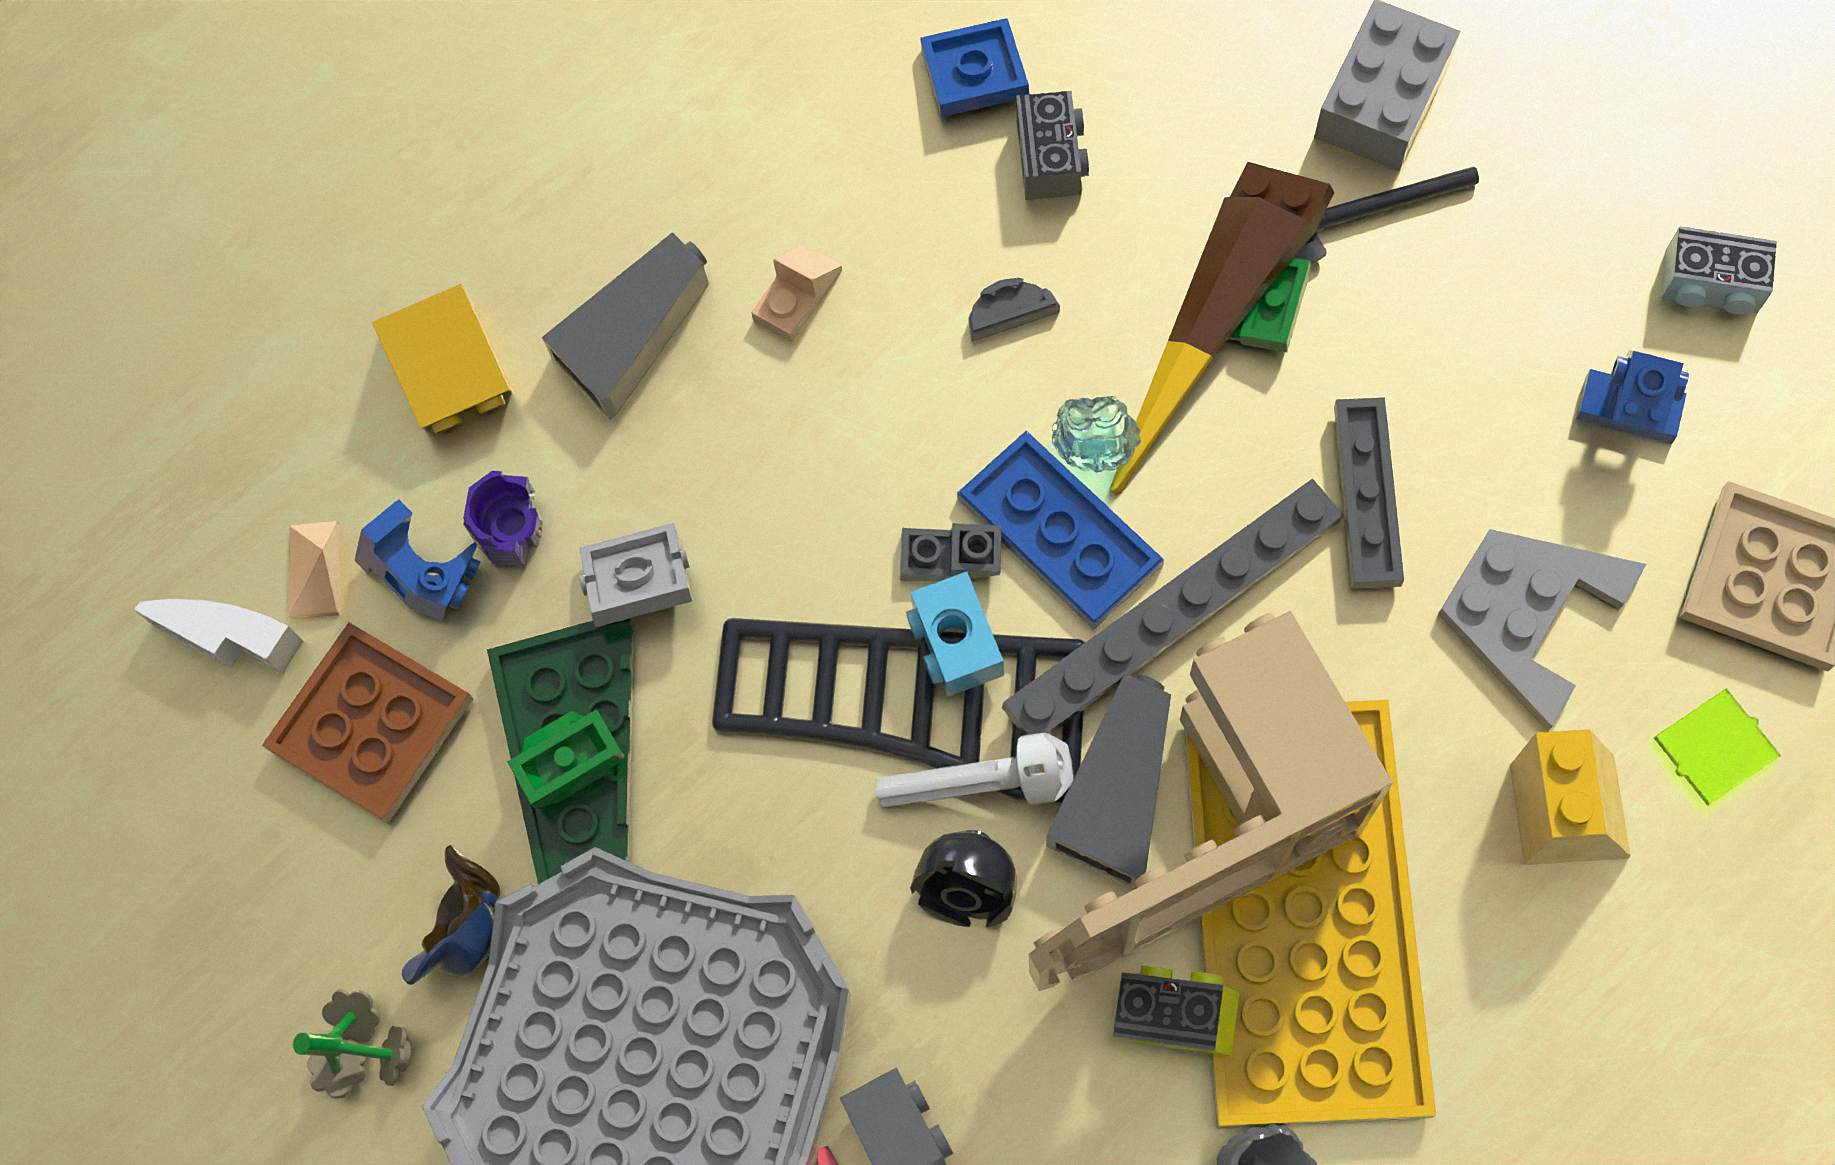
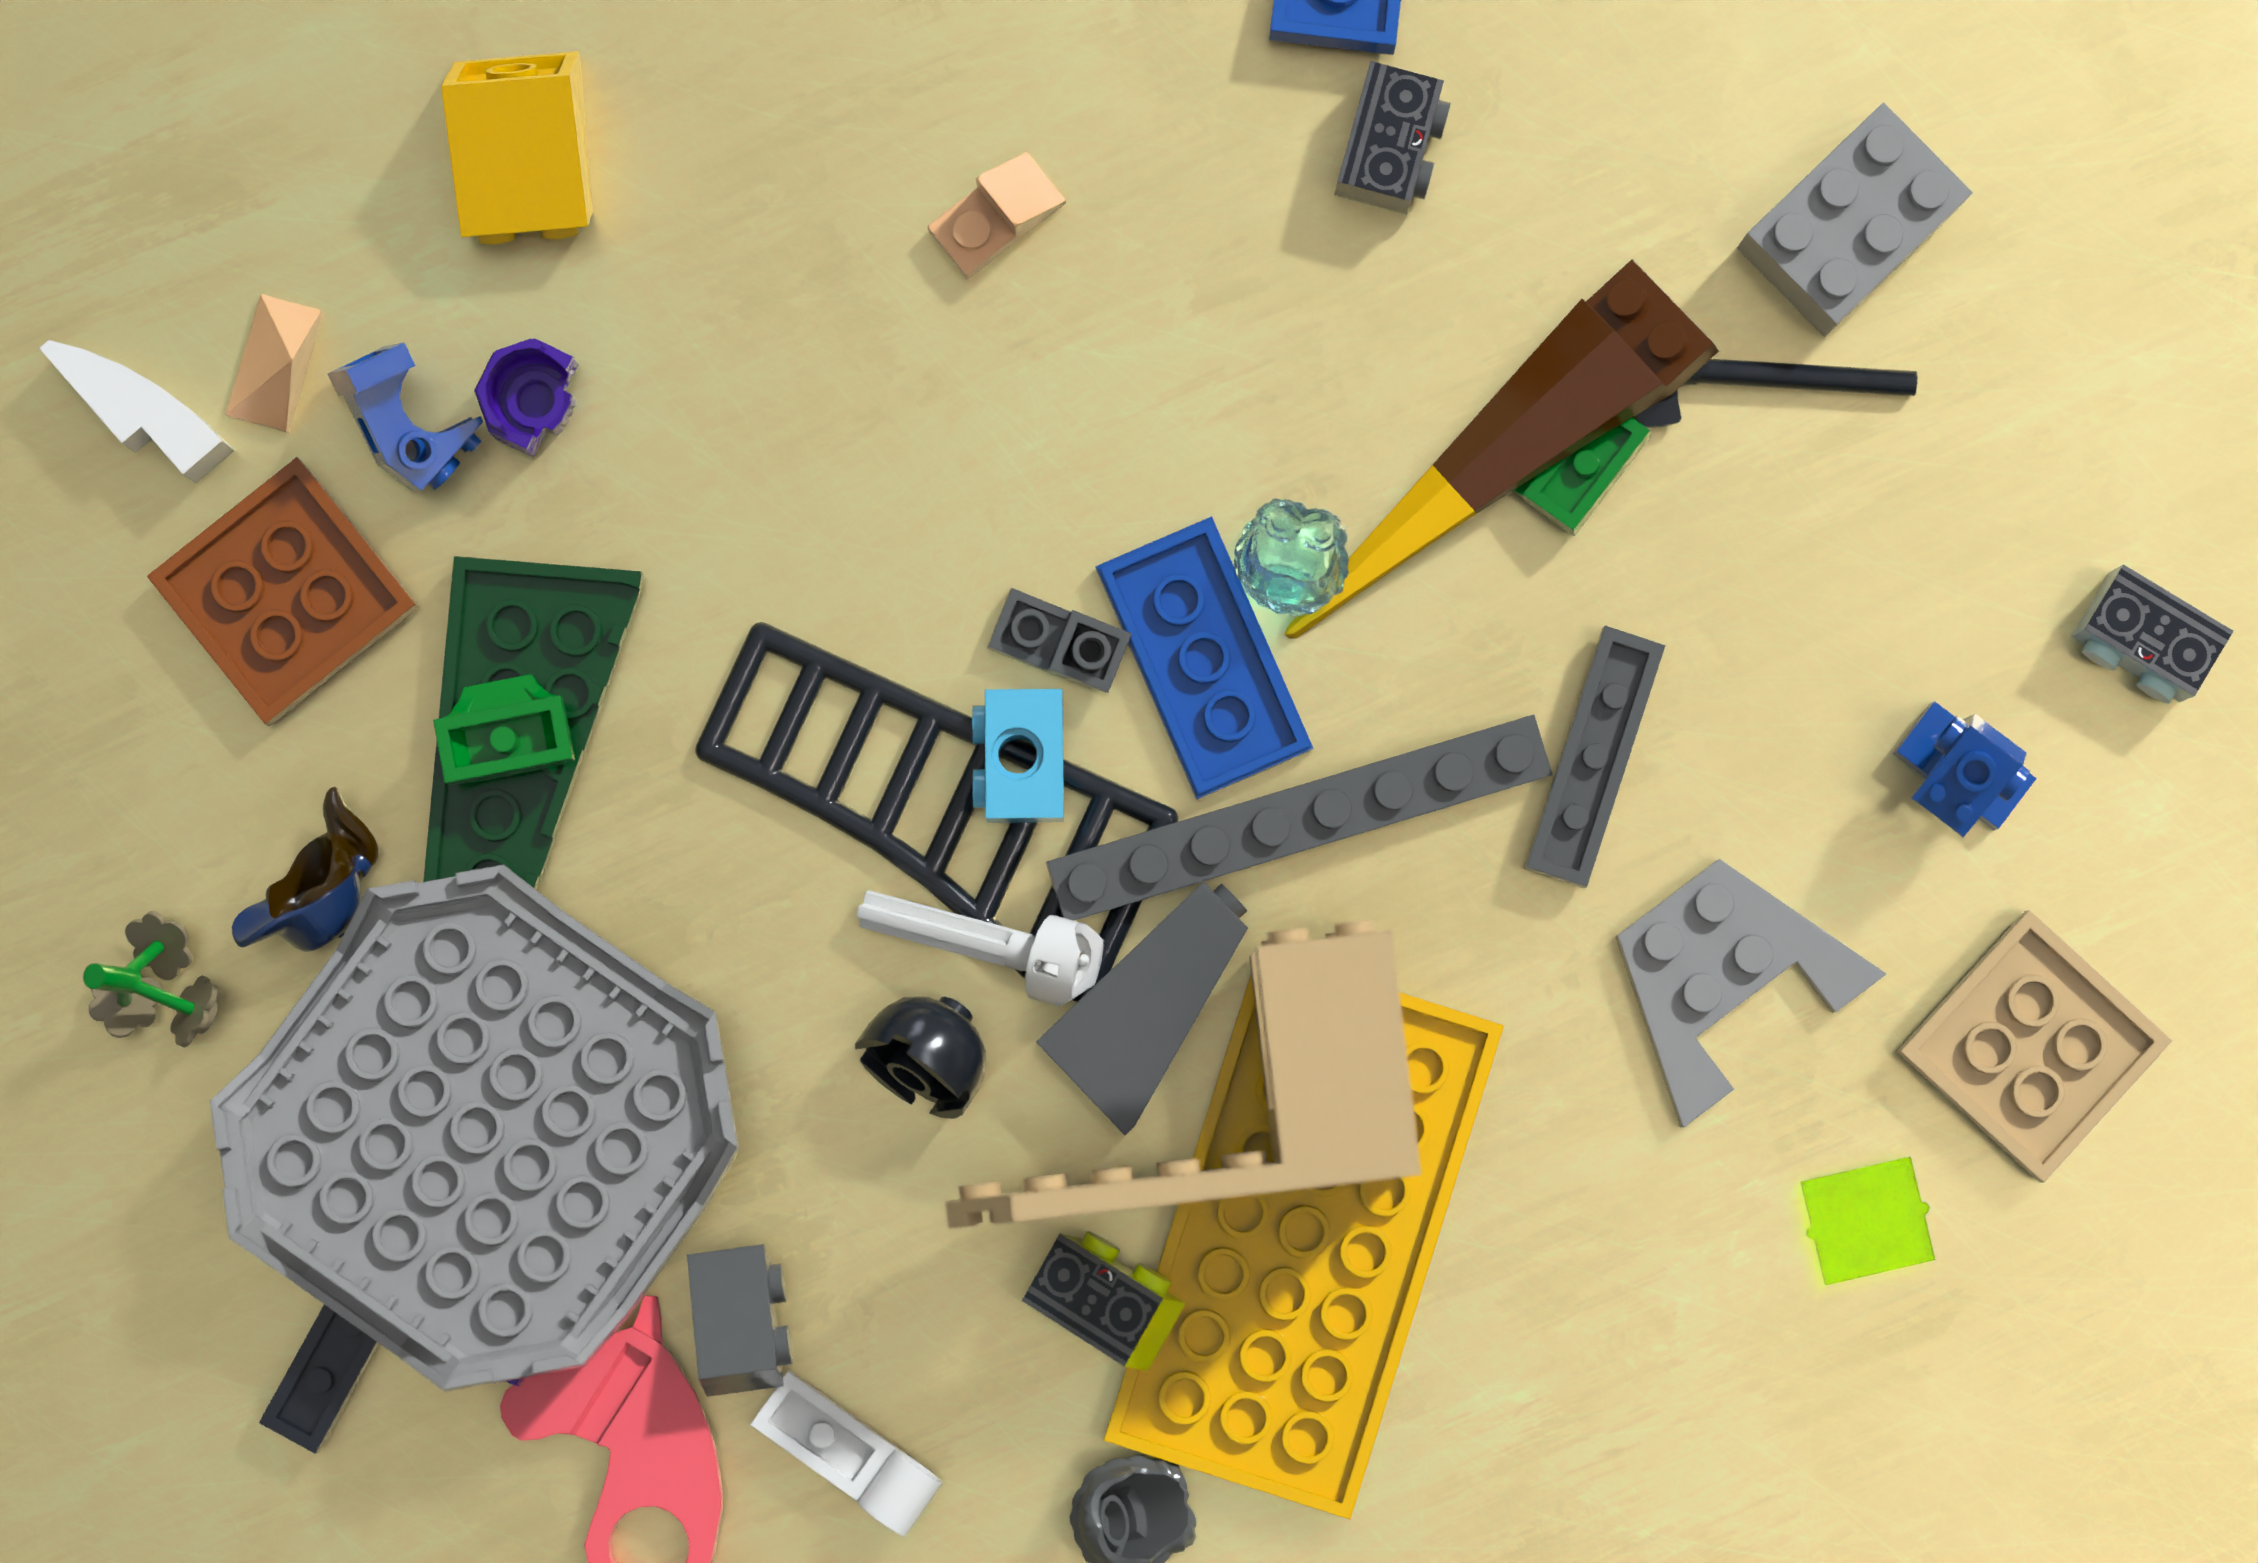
camera: 10 degrees right, 15 degrees up
(628, 323) = (768, 183): dark grey slope -> none
(635, 575) = (664, 529): light grey plate -> none
(1009, 305) = (1255, 337): dark grey tile -> none
(1568, 799) = (1662, 1228): yellow slope -> none

